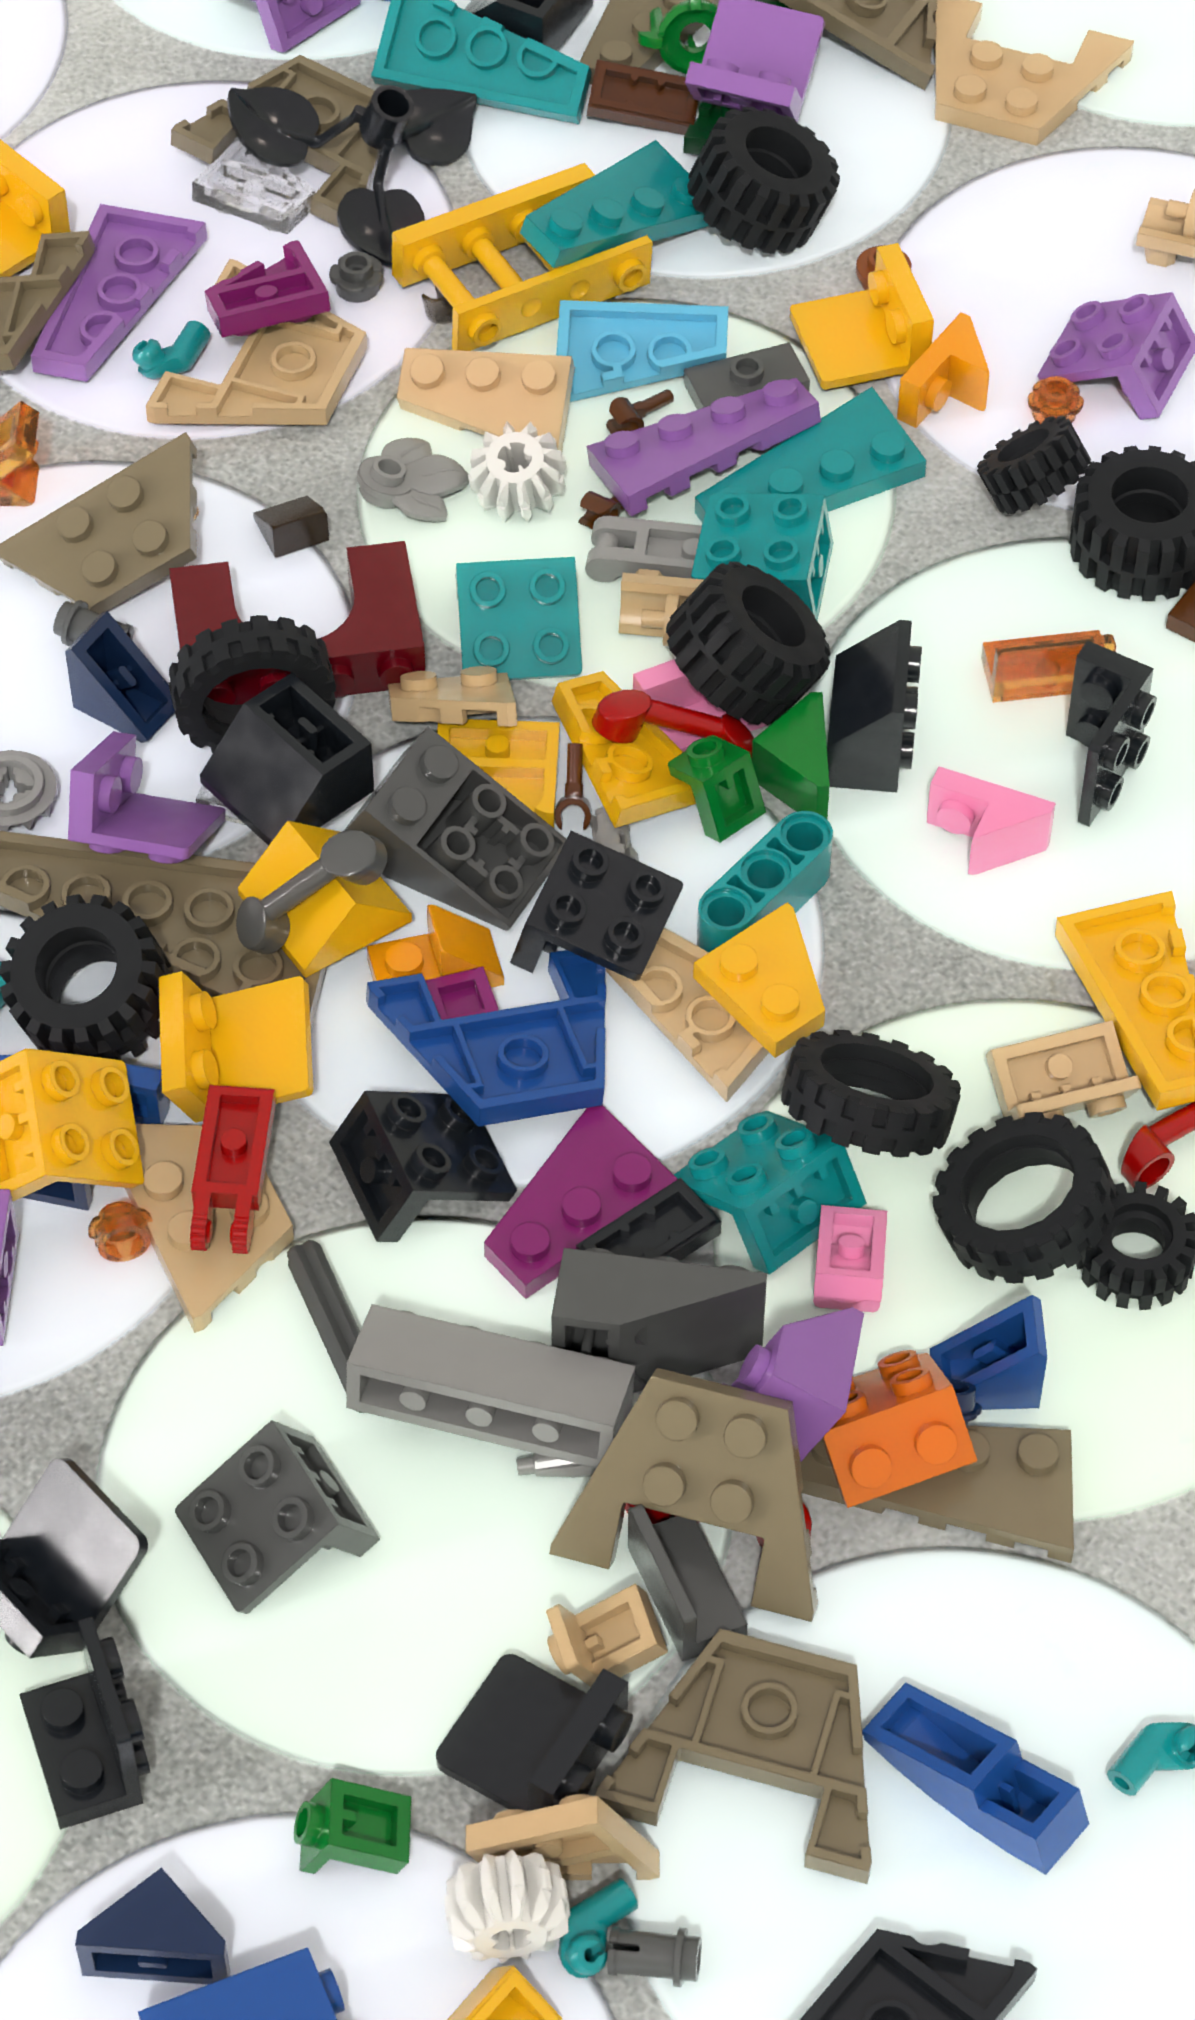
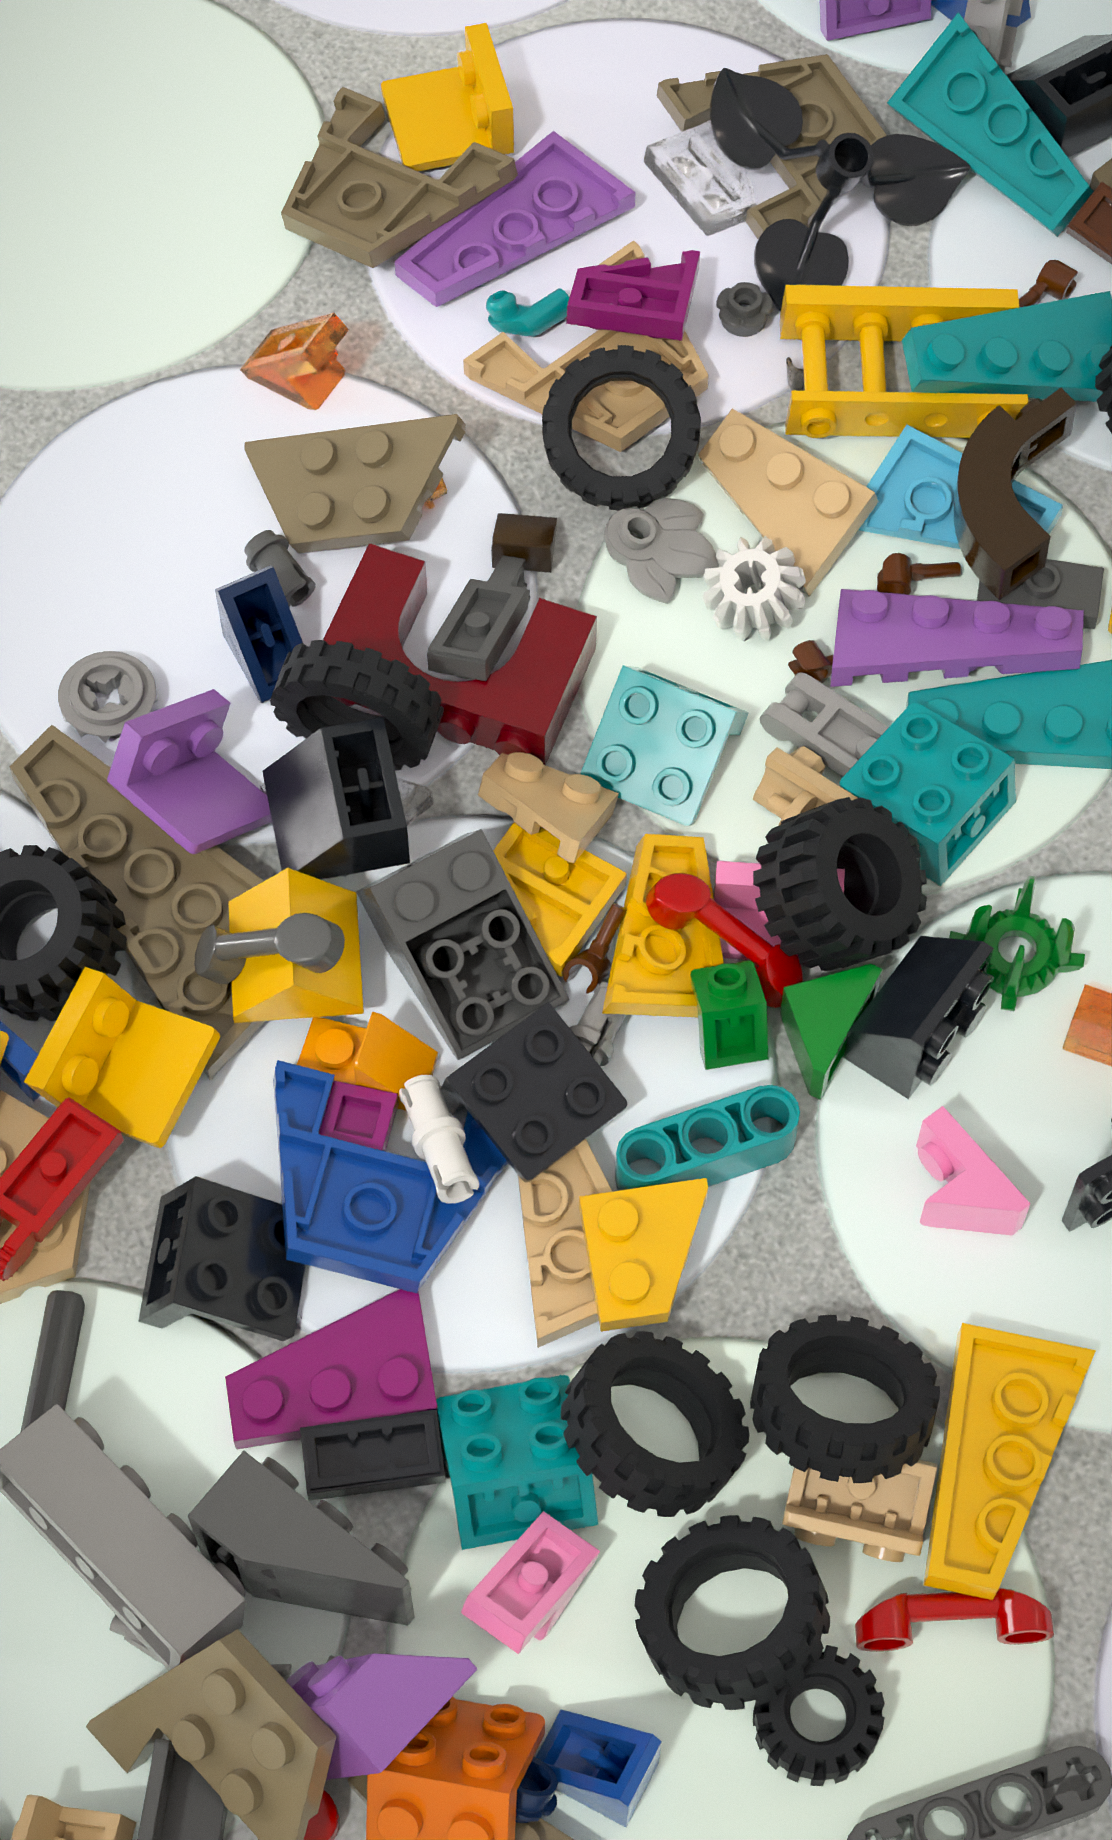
camera: 30 degrees right, 10 degrees up
(308, 587) = (481, 623): none -> dark grey hinge
(345, 346) = (621, 365): none -> black tyre
(545, 977) = (438, 1139): none -> white pin
(603, 152) = (1055, 280): none -> reddish brown hand
(673, 329) = (990, 524): none -> dark brown arch
(938, 636) = (1050, 949): none -> green piece
(1011, 1035) = (829, 1444): none -> black tyre

